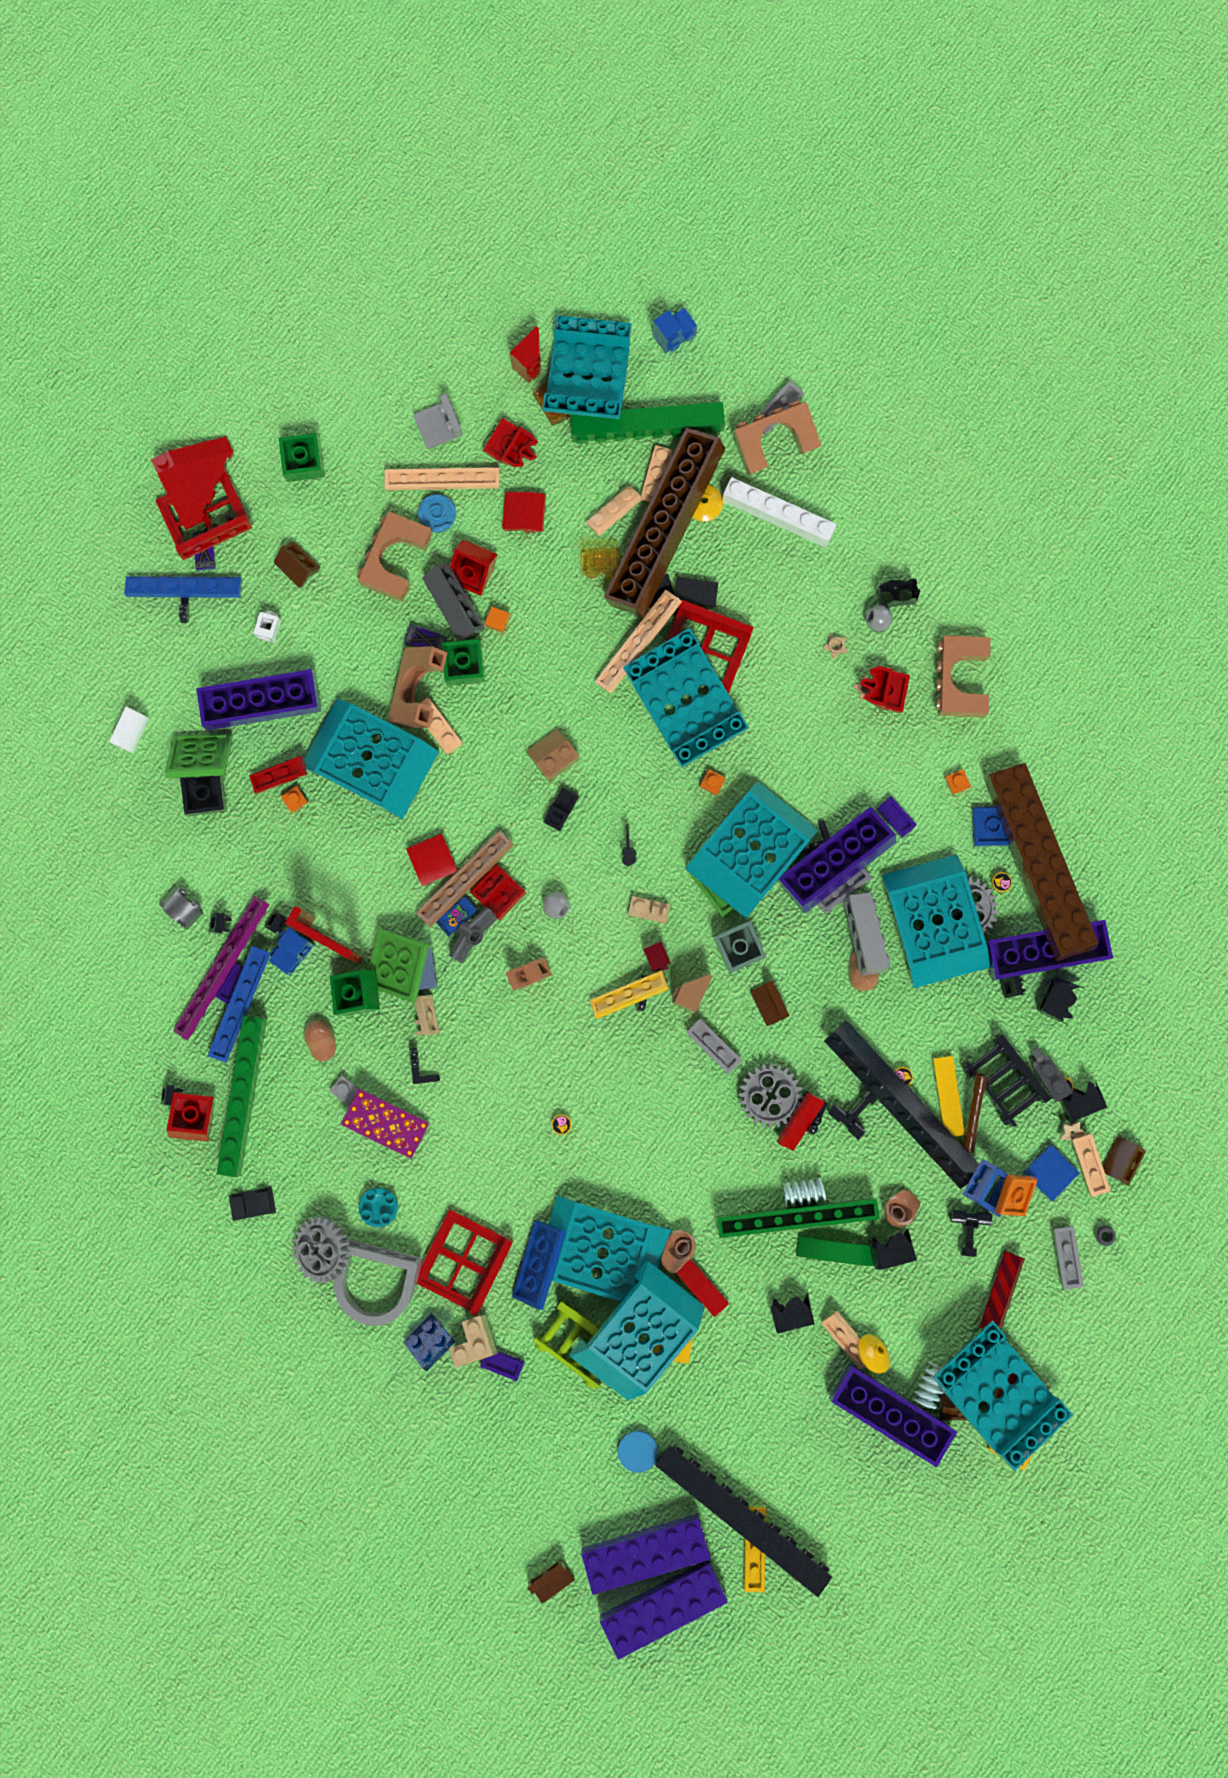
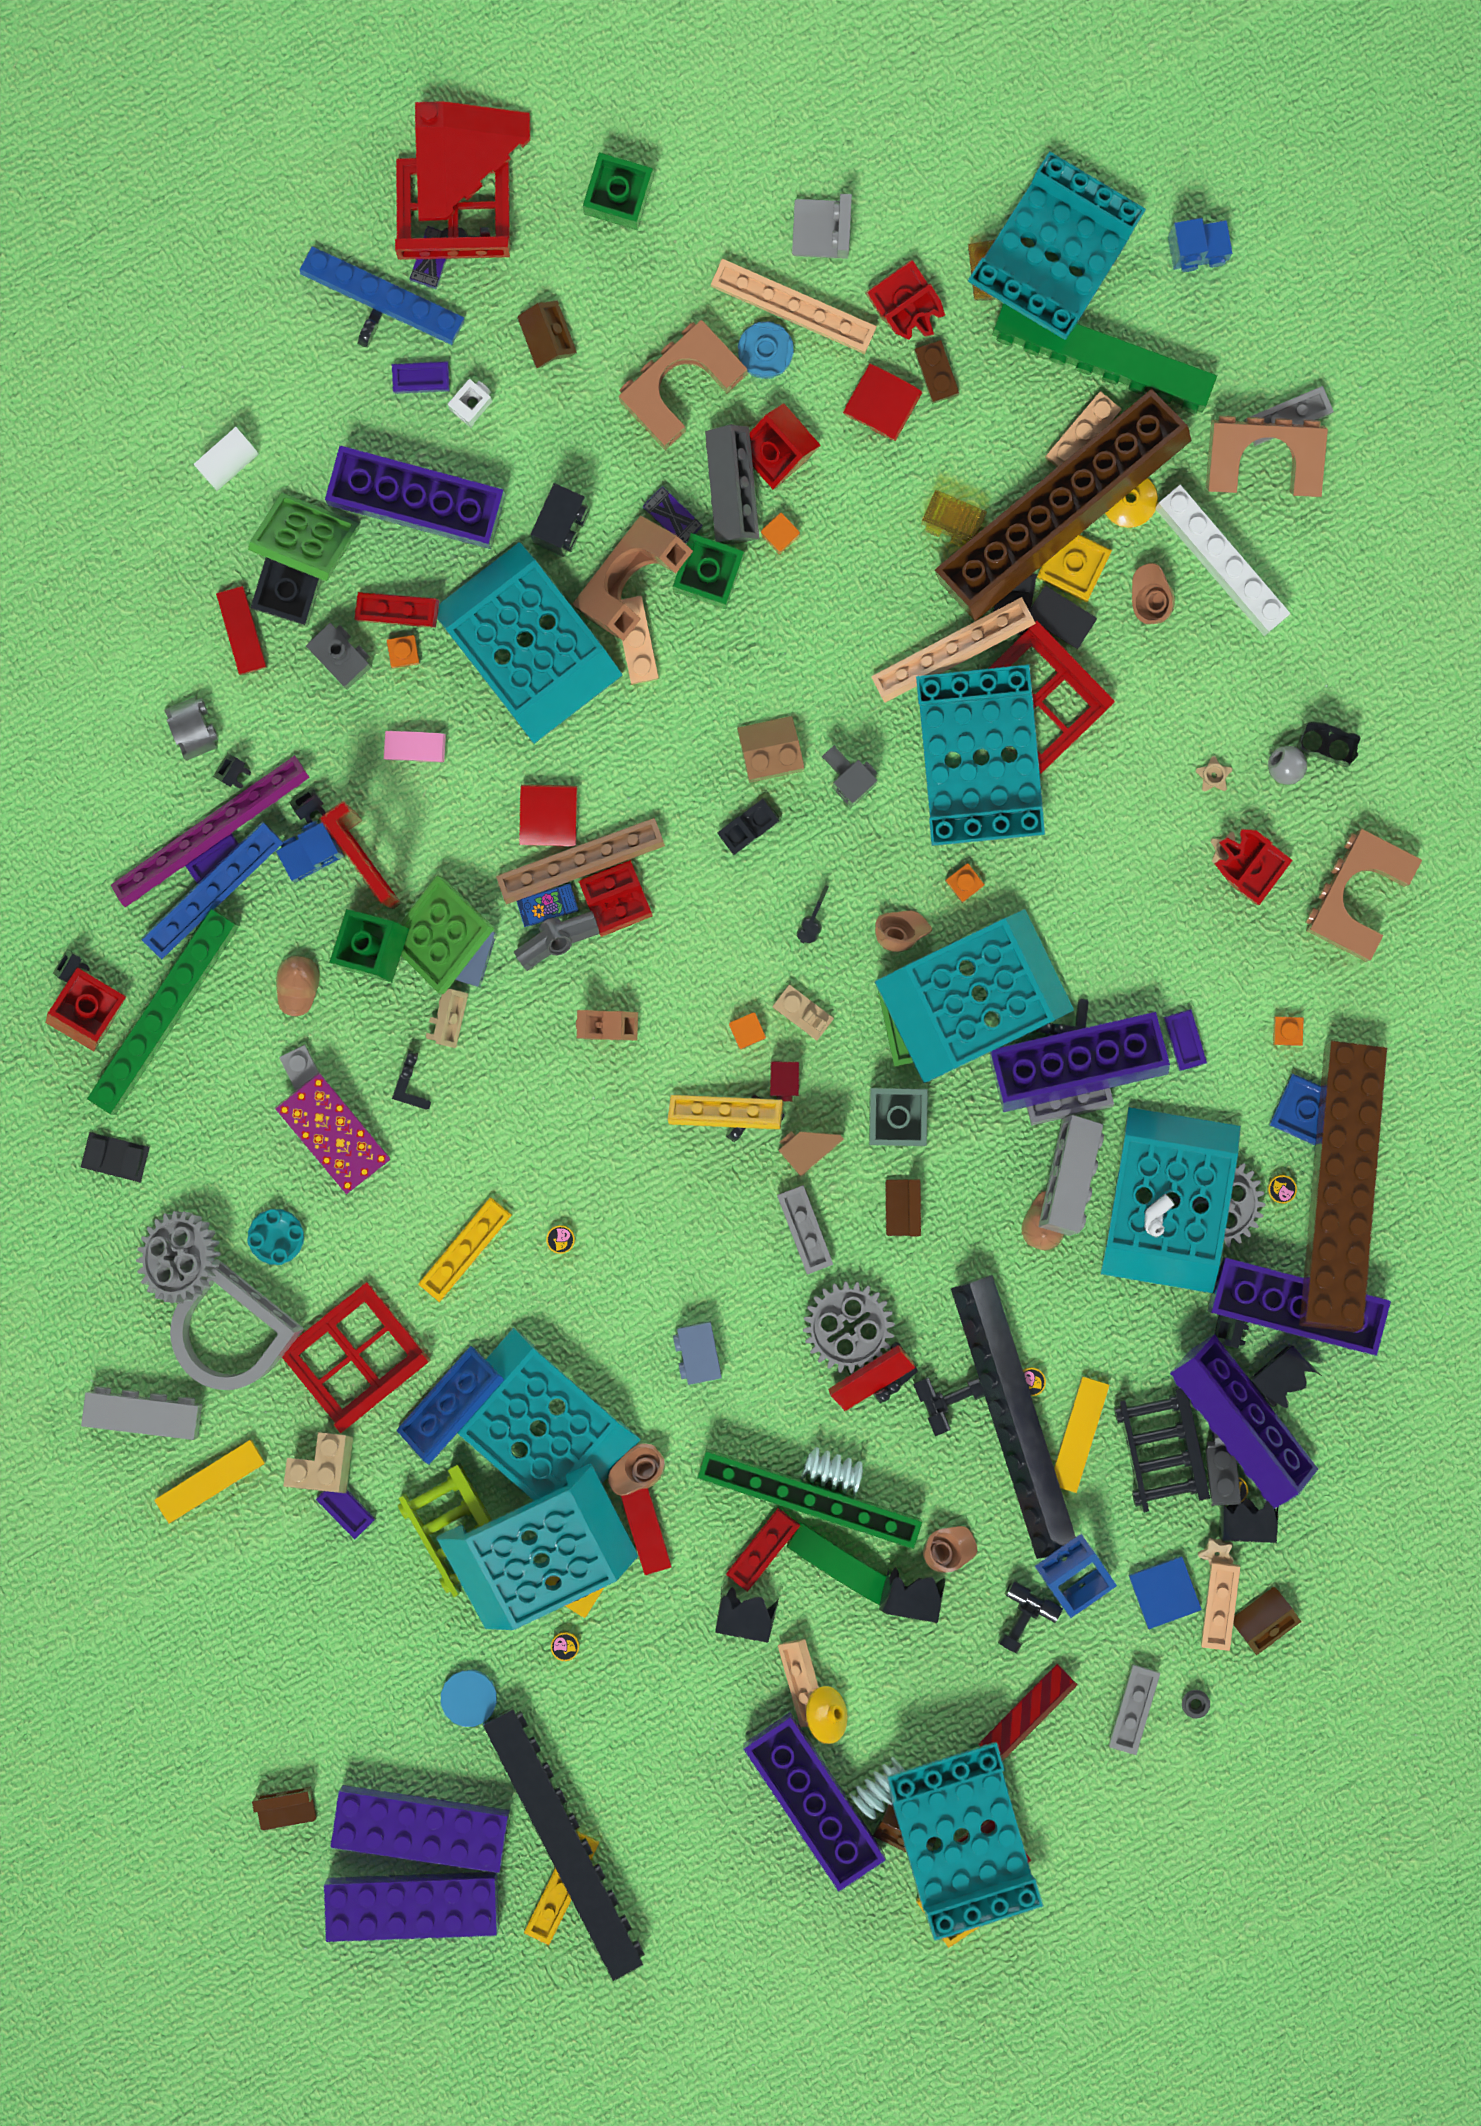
camera: 25 degrees right, 5 degrees up
(186, 832) = (241, 630): none -> red tile
(229, 626) = (420, 377): none -> dark purple tile
(254, 819) = (339, 656): none -> dark grey brick
(327, 855) = (414, 746): none -> bright pink slope
(342, 1363) = (141, 1414): none -> light grey brick
(356, 672) = (559, 520): none -> black brick
(401, 1393) = (210, 1481): none -> yellow tile
(429, 1342) = (265, 1438): clear blue plate -> none
(503, 1159) = (465, 1249): none -> yellow tile
(527, 356) = (984, 191): red slope -> none
(549, 479) = (936, 372): none -> reddish brown plate
(556, 905) = (683, 951): light grey piece -> none
(613, 749) = (854, 779): none -> dark grey brick
(614, 510) = (1003, 456): light nougat plate -> none
(619, 937) = (747, 1030): none -> orange piece
(682, 1156) = (698, 1353): none -> sand blue brick
(684, 1387) = (565, 1646): none -> tile
(686, 829) = (900, 930): none -> nougat piece
(690, 558) = (1076, 567): none -> yellow tile
(745, 552) = (1152, 595): none -> nougat piece
(782, 1265) = (762, 1549): none -> red tile
(931, 934) = (1154, 1216): none -> white arm
(978, 1092) = (1119, 1445): reddish brown piece -> none
(1016, 1195) = (1104, 1600): orange tile -> none
(1050, 1039) = (1244, 1421): none -> dark purple brick

